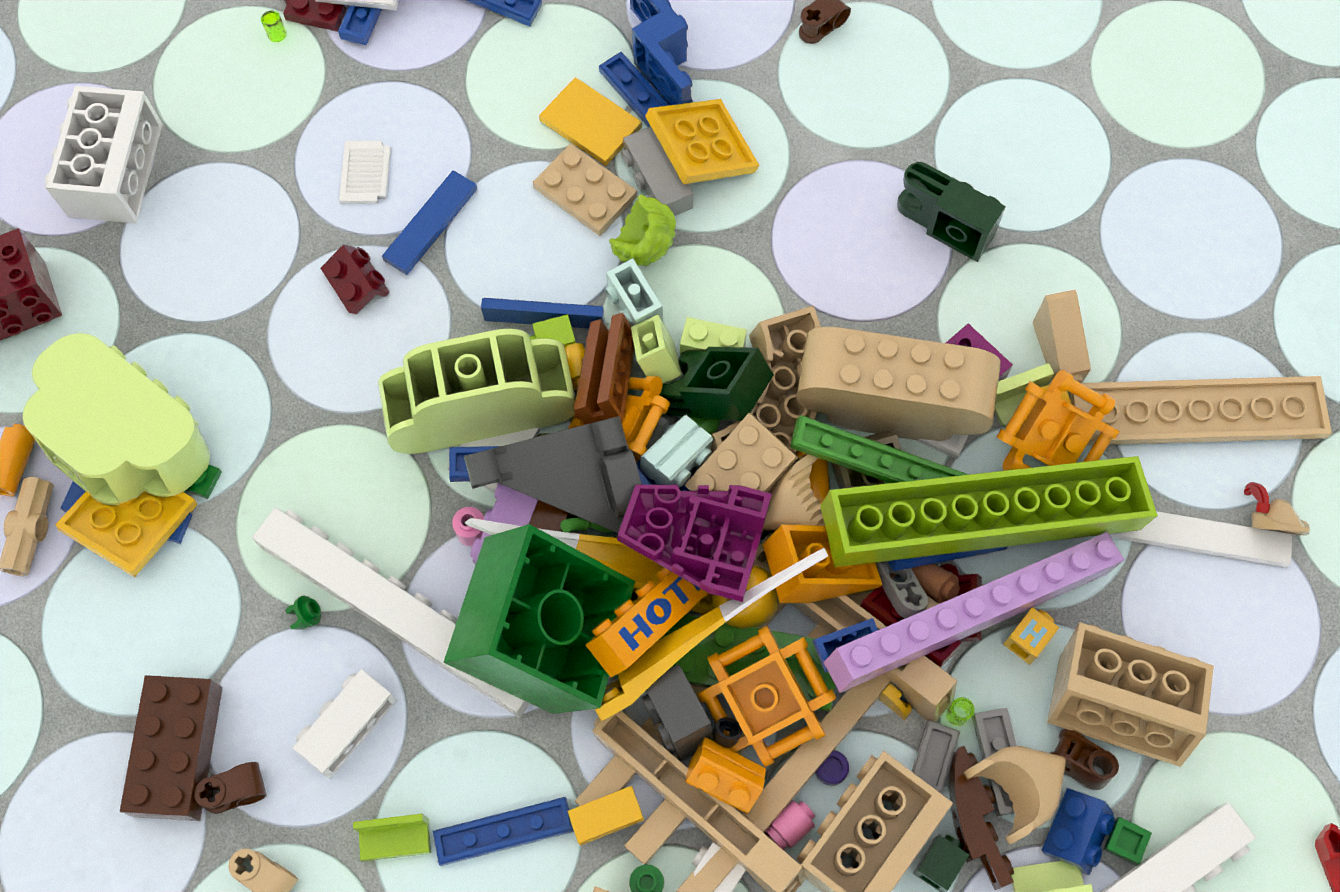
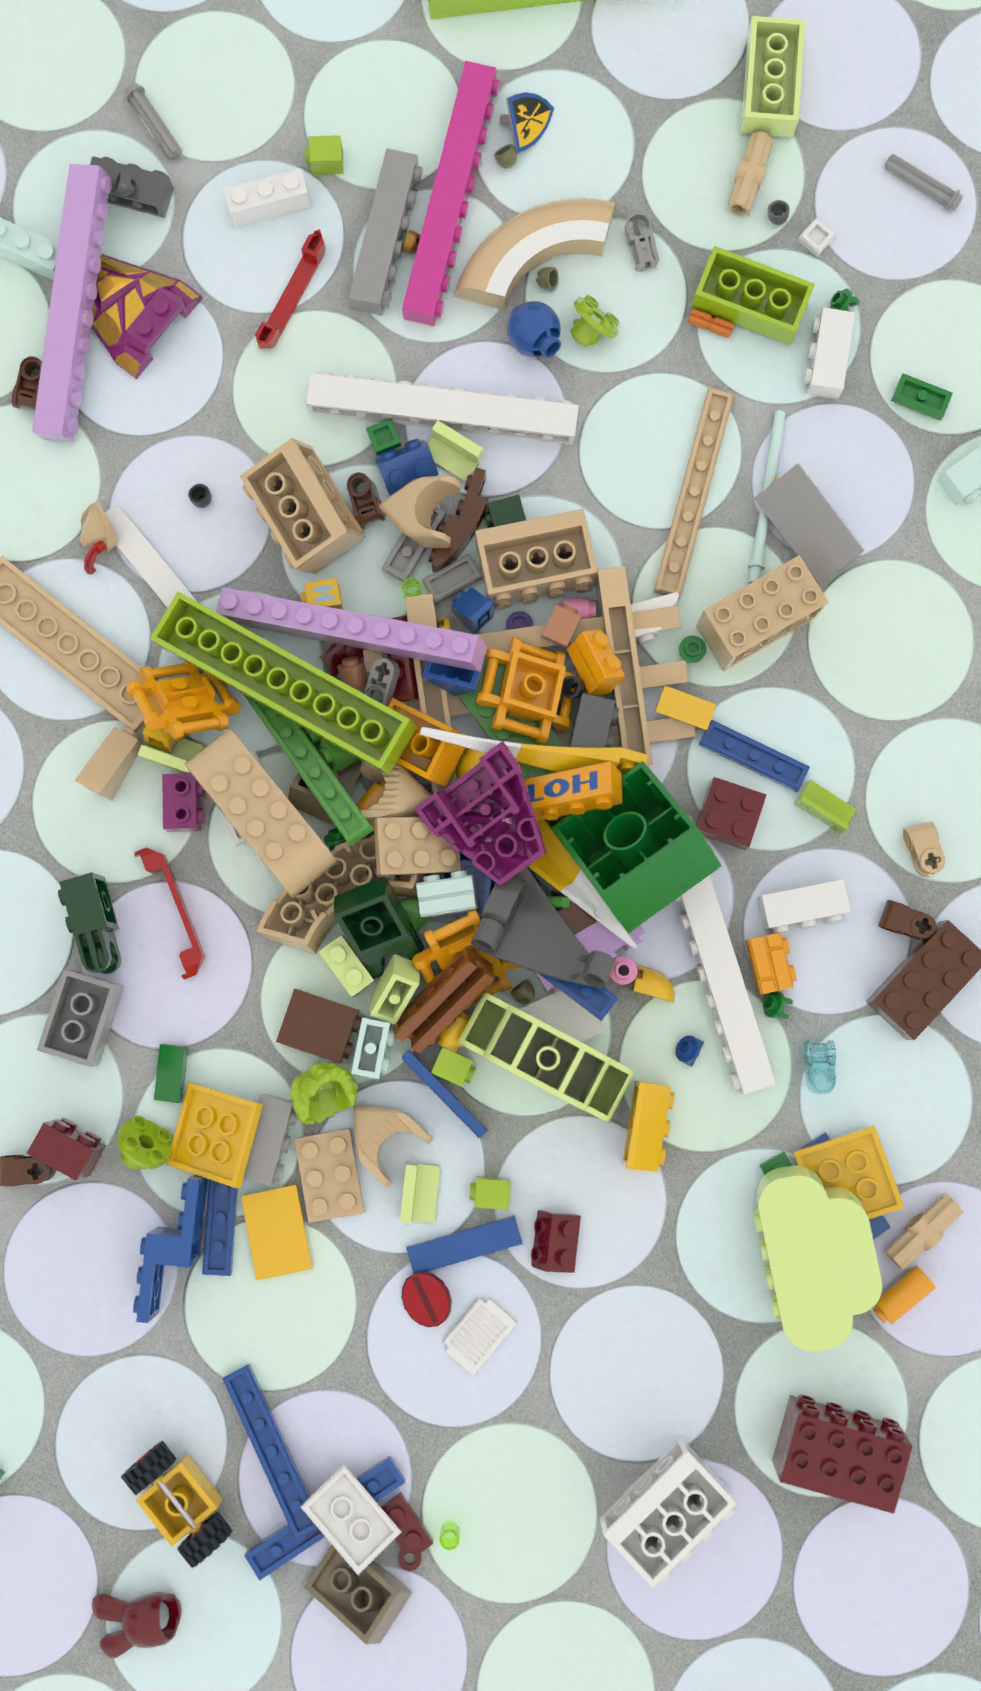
camera: 140 degrees left, 15 degrees up
(225, 594) = (820, 1064): none -> clear light blue piece
(337, 642) = (770, 963): none -> light orange brick
(344, 418) = (647, 1126): none -> yellow slope
(358, 513) = (688, 1049): none -> blue plate
(427, 159) = (426, 1299): none -> red piece
(433, 541) = (653, 984): none -> yellow brick
(439, 271) = (490, 1192): none -> lime brick
(482, 749) = (730, 813): none -> dark red brick
(500, 229) = (419, 1193): none -> yellowish green panel
(578, 245) = (373, 1126): none -> tan animal
(694, 283) = (319, 1026): none -> reddish brown brick
(750, 95) = (143, 1144): none -> lime plate
(779, 163) = (170, 1073): none -> green slope
(790, 785) = (561, 625): none -> nougat brick
(805, 45) = (67, 1148): none -> dark red brick
(886, 138) = (80, 1018): none -> light grey brick
(888, 735) = (472, 609): none -> blue slope
(950, 301) = (194, 956): none -> red piece
(1233, 635) = (200, 495): none -> black hinge

